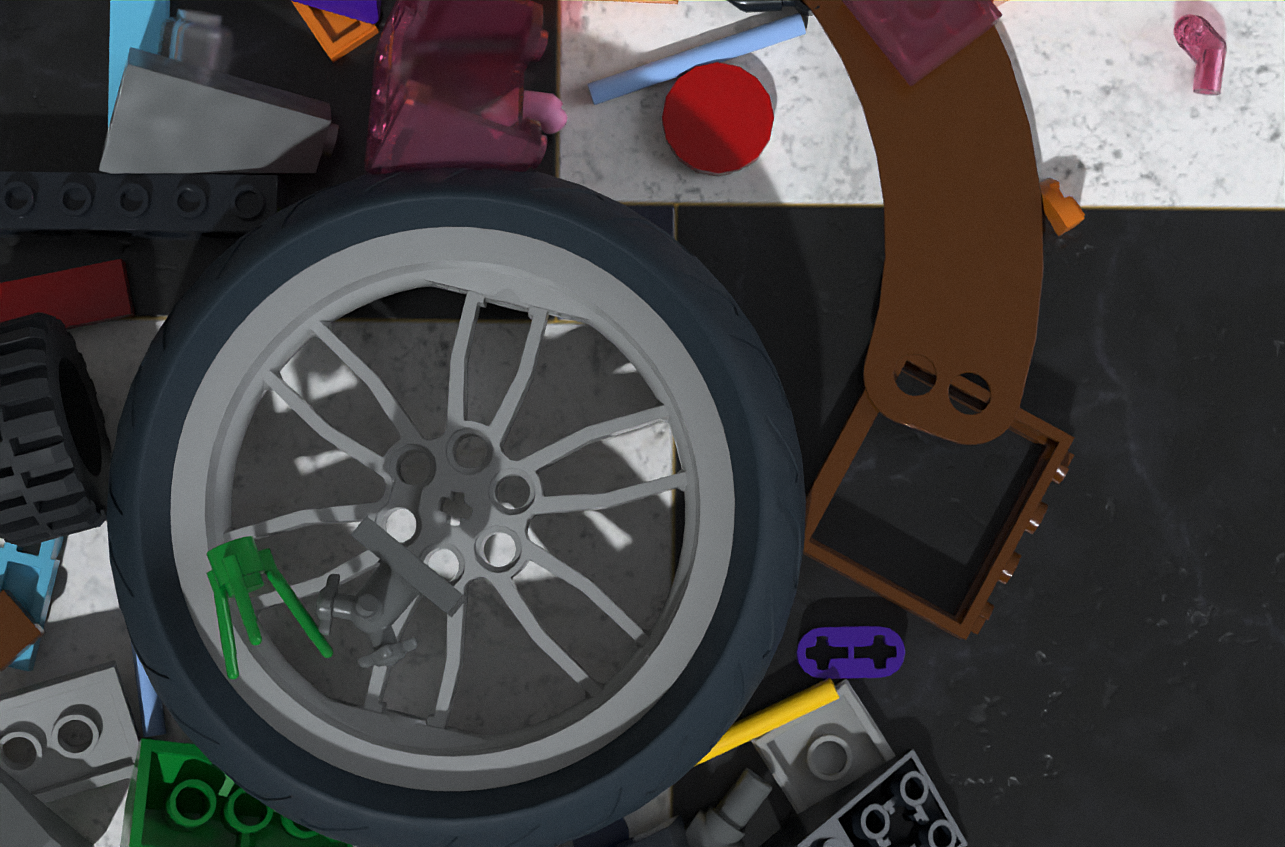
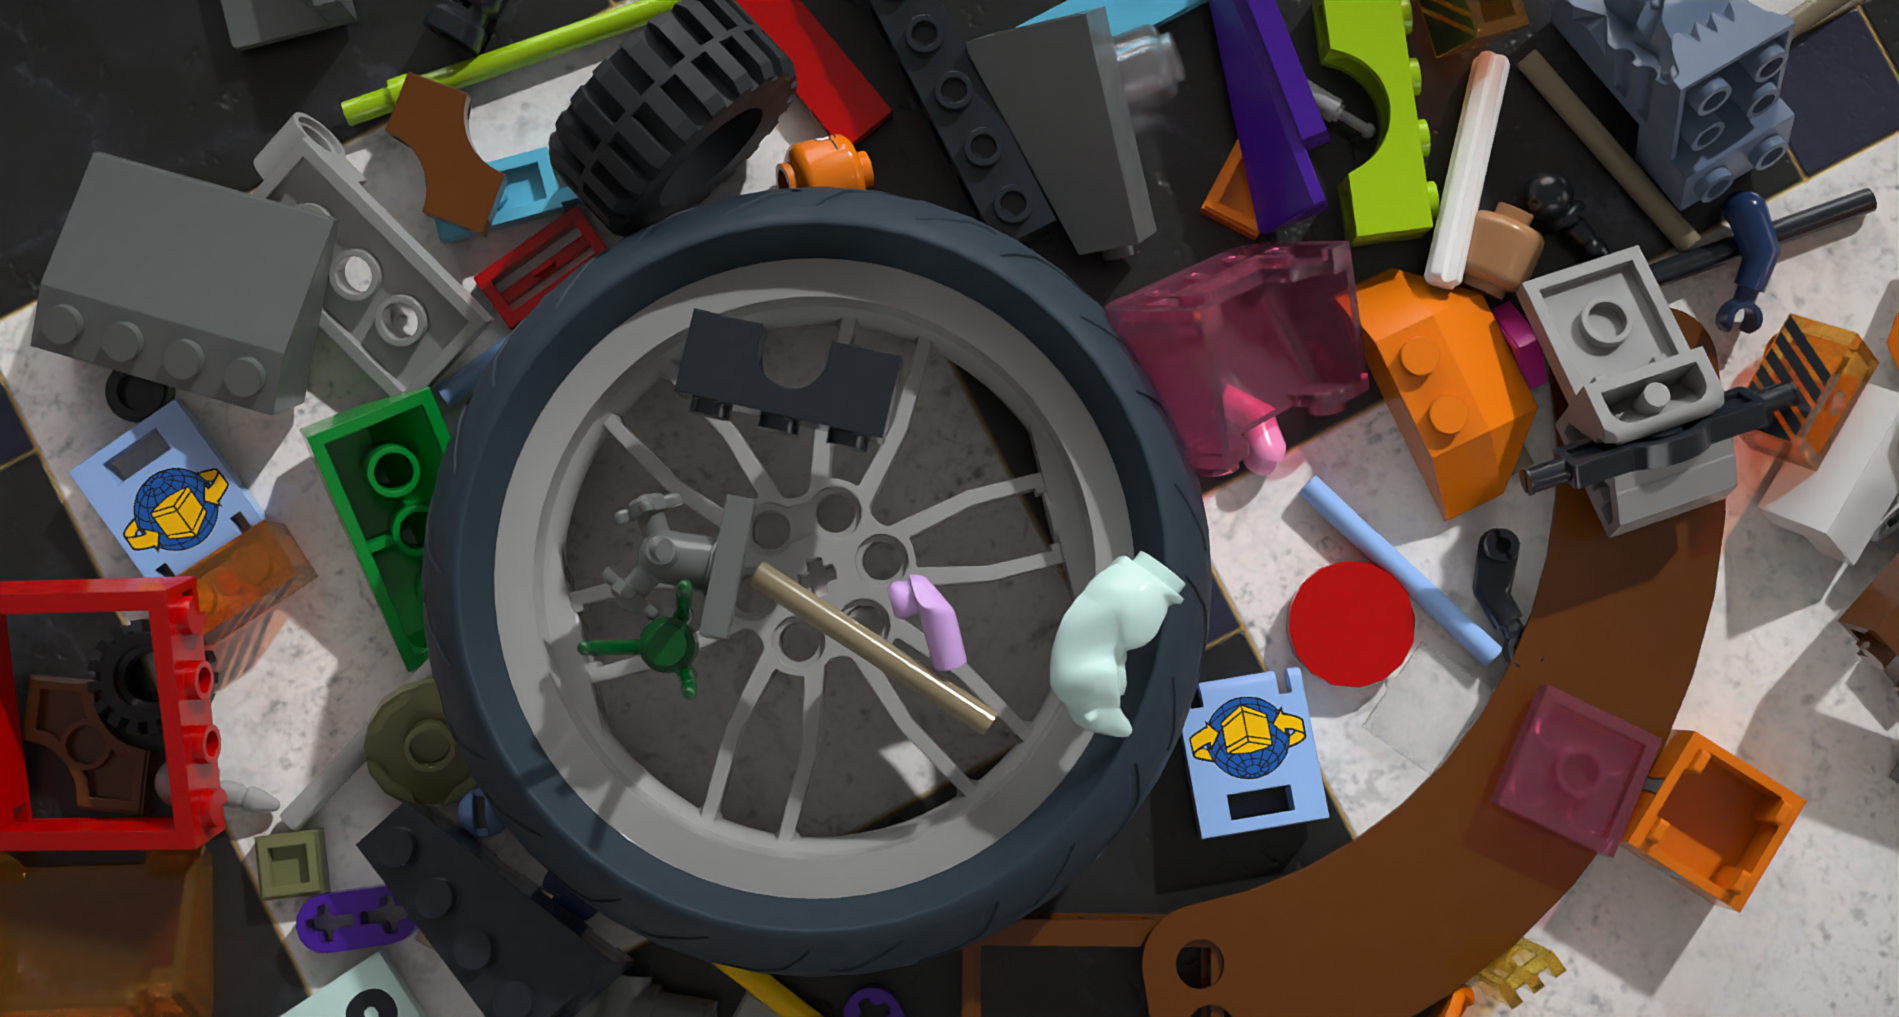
camera: 55 degrees right, 0 degrees up
(74, 605) = (528, 250): none -> red tile
(132, 333) = (825, 163): none -> orange head
(237, 572) = (632, 399): green plant -> none
(257, 487) = (726, 373): none -> black arch
(441, 646) = (664, 644): none -> dark green plant
(531, 488) = (873, 648): none -> dark tan bar
(535, 426) = (936, 616): none -> lavender arm
(605, 293) = (1111, 616): none -> light aqua animal
(766, 245) = (1248, 742): none -> light blue container
(814, 95) = (1427, 708): none -> clear piece
(1048, 149) = (1504, 987): none -> clear yellow tile

